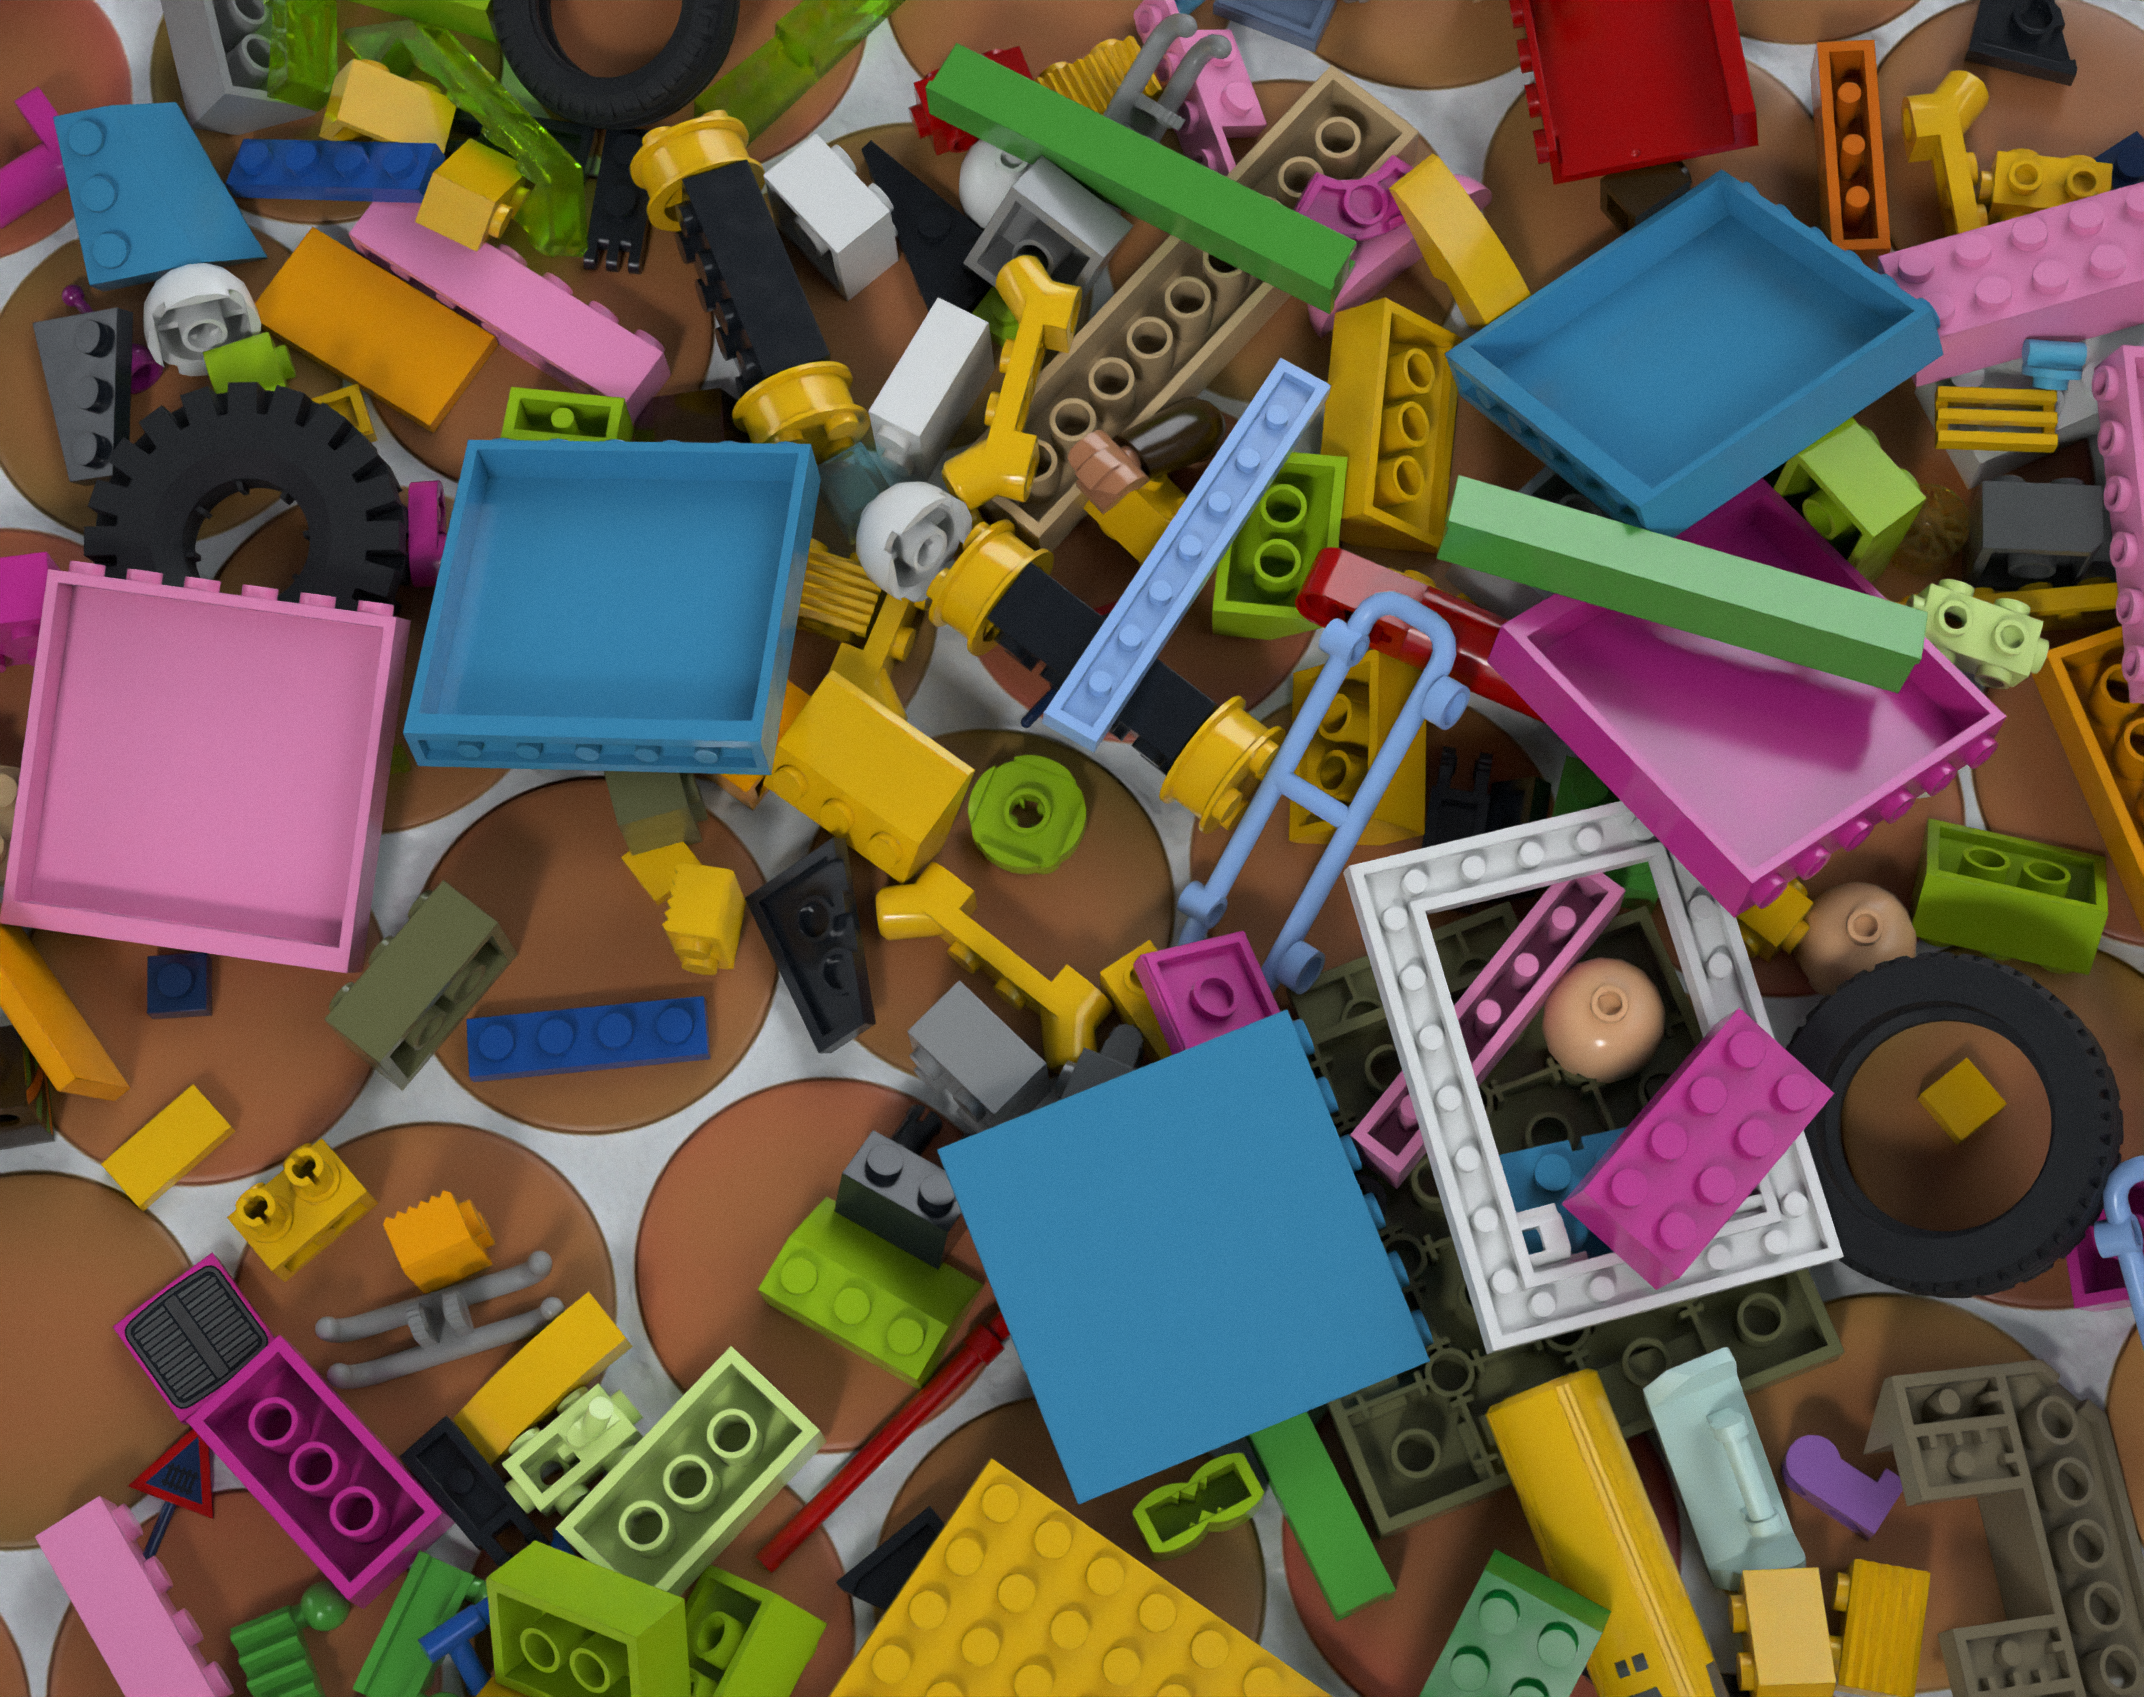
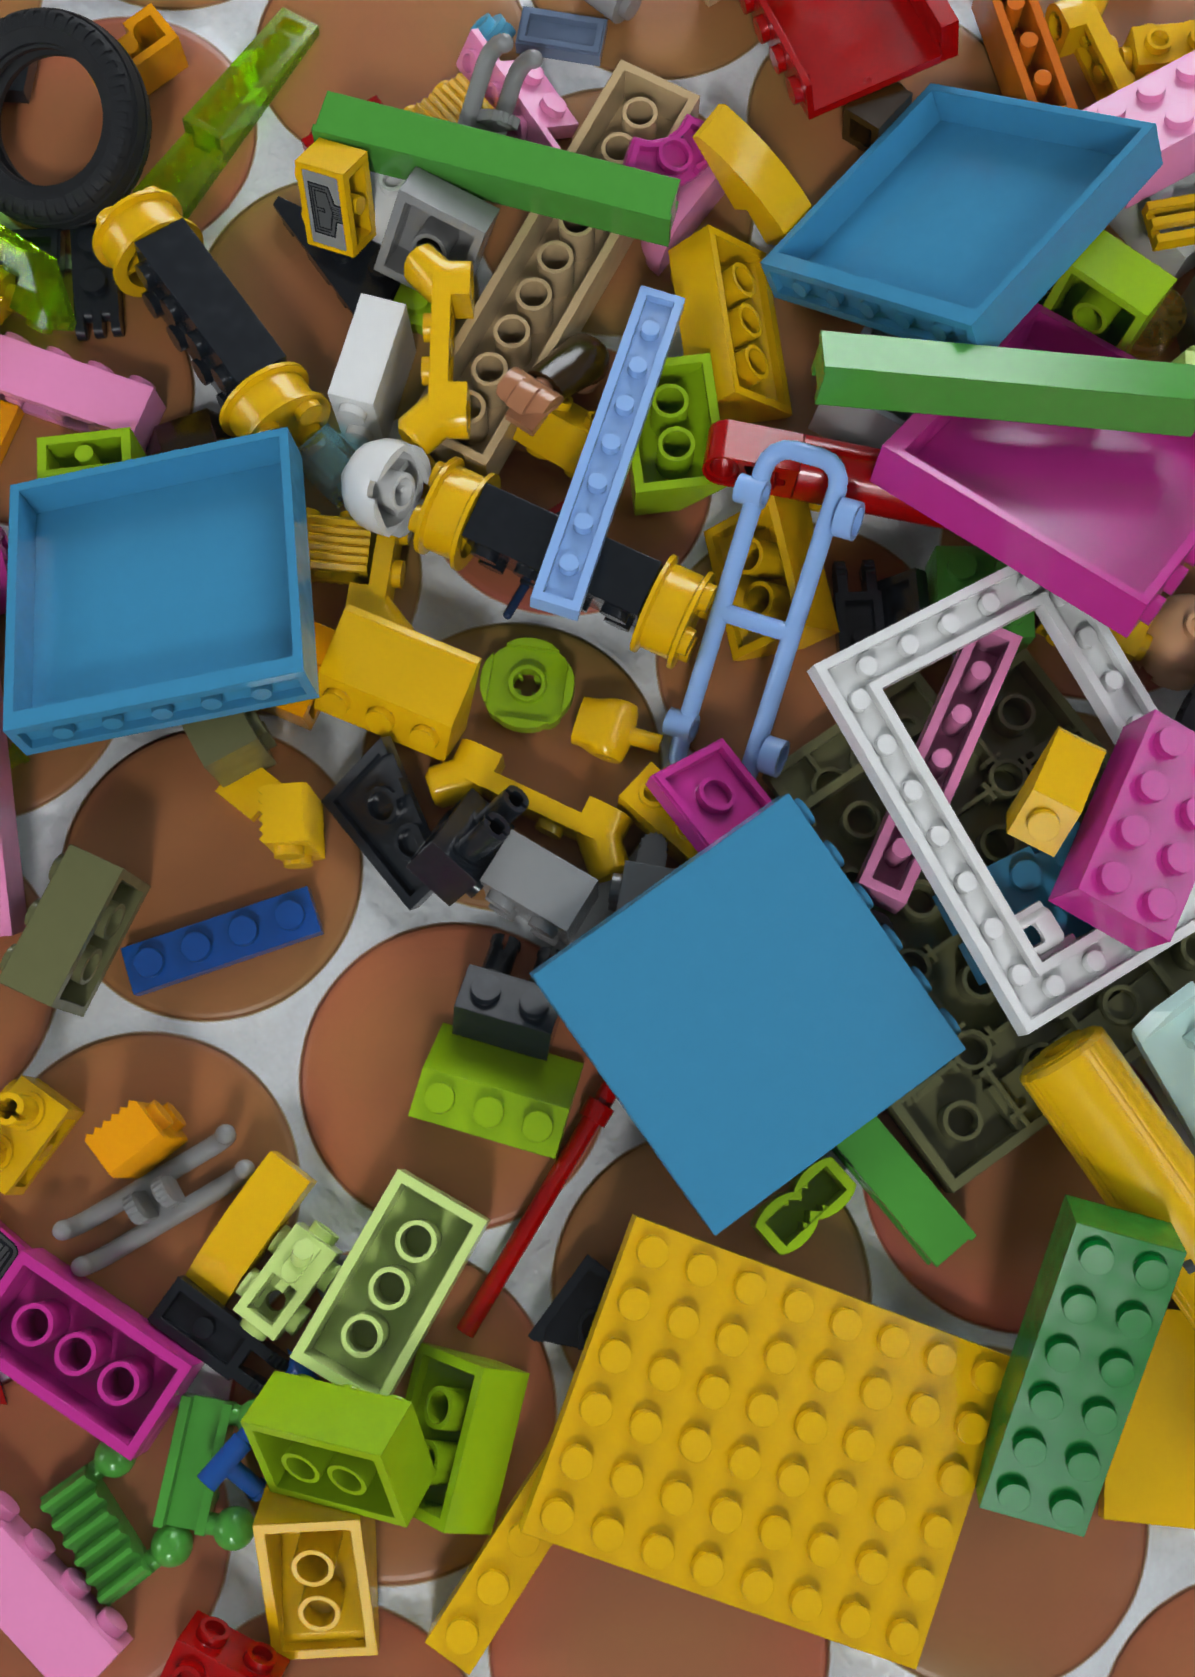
camera: 20 degrees left, 5 degrees up
(833, 215) = (262, 253): white brick -> none
(903, 984) = (466, 843): none -> black brick
(938, 169) = (336, 197): none -> yellow brick
(1114, 889) = (609, 728): none -> yellow piece
(1601, 1078) = (1055, 792): none -> yellow slope
(1604, 1020) = (1015, 739): light nougat cylinder -> none

